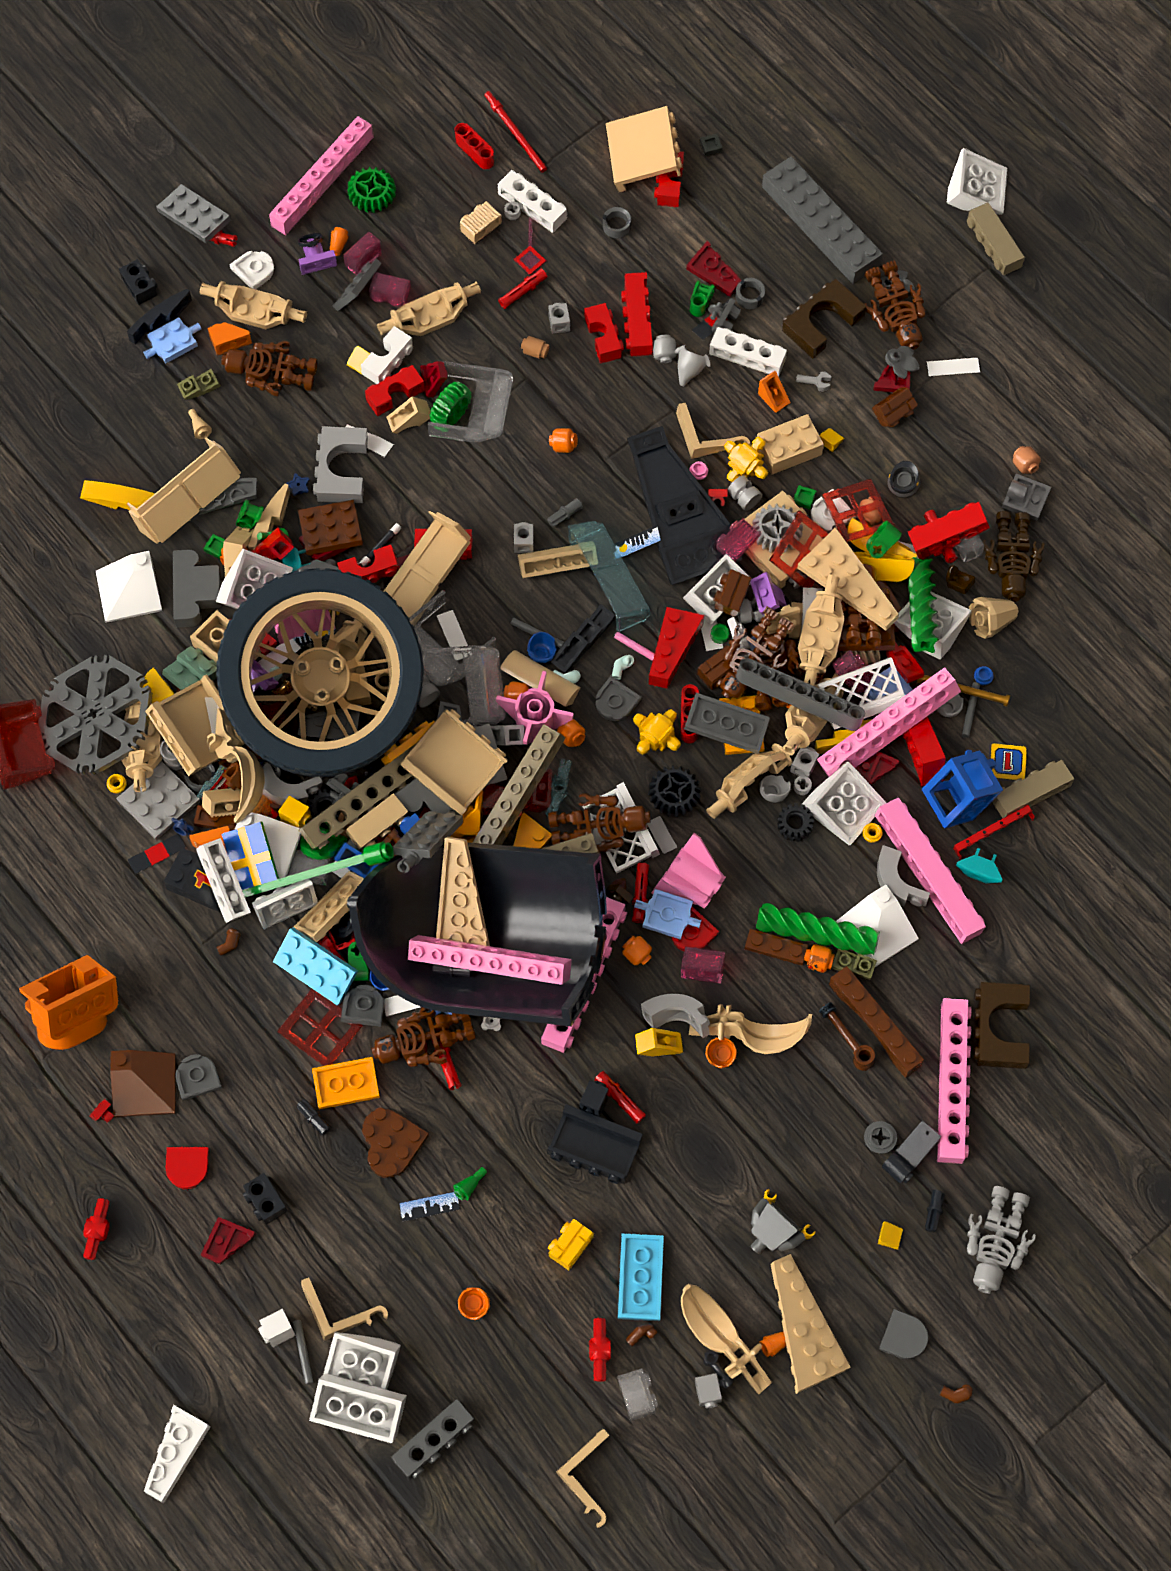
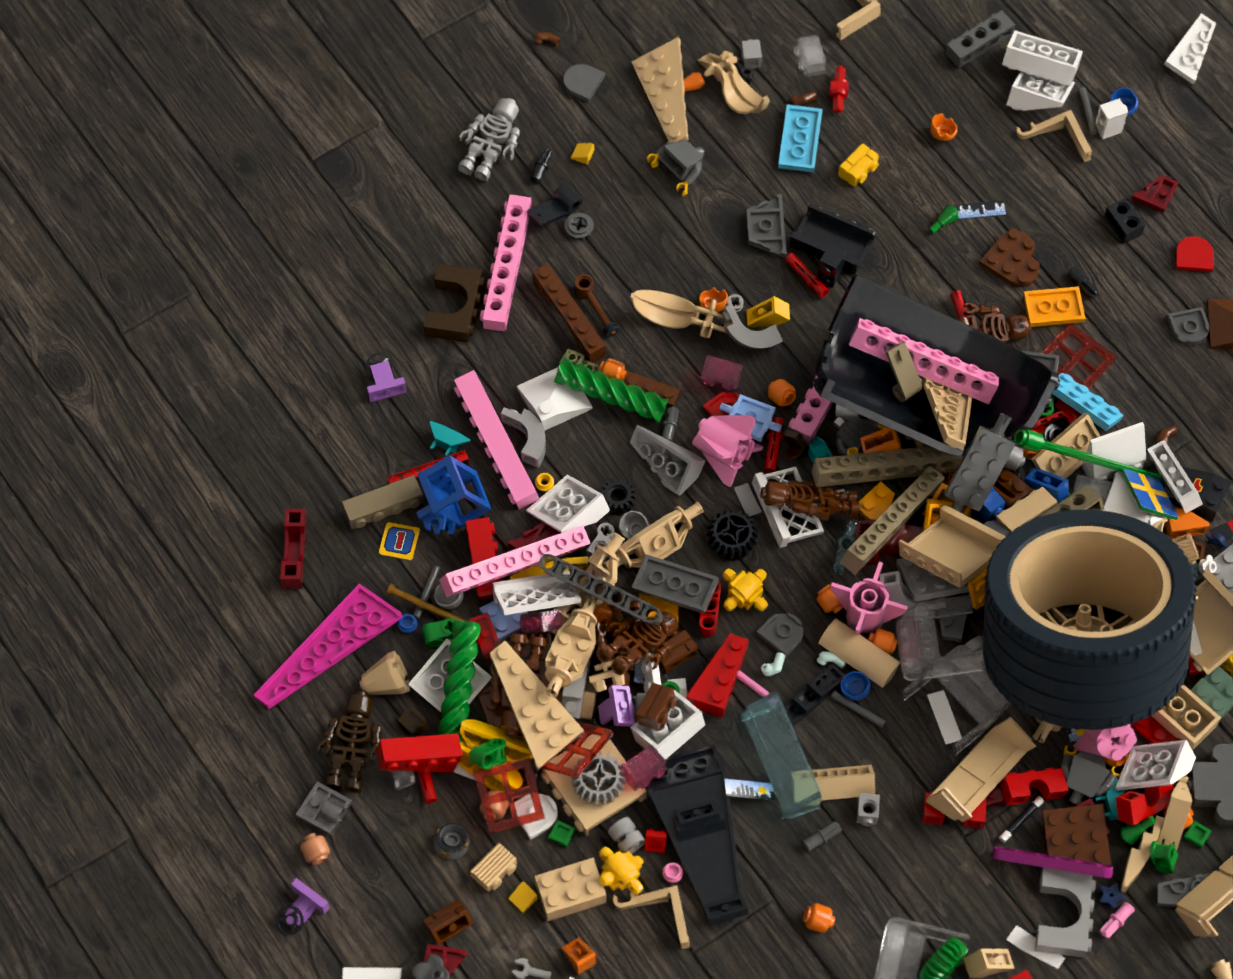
camera: 175 degrees left, 5 degrees down
(193, 791) = (1207, 564): none -> white plate
(260, 1359) = (1127, 97): none -> blue hair
(293, 464) = (1117, 920): none -> bright pink axle
(354, 493) = (1052, 862): none -> magenta beam
(510, 939) = (904, 371): none -> dark tan door
(669, 1156) = (766, 226): none -> dark grey wing
(698, 1064) = (735, 297): none -> light grey bush
(740, 861) = (671, 462): none -> light grey wedge
(751, 906) = (670, 423): none -> dark grey axle
(861, 458) = (494, 868): none -> tan brick
(954, 664) = (437, 632): none -> green piece
(1026, 416) = (302, 907): none -> medium lavender piece
(1043, 659) = (347, 628): none -> dark pink wing
(1061, 927) = (385, 383): none -> medium lavender piece
(1108, 720) = (294, 551): none -> dark red arch

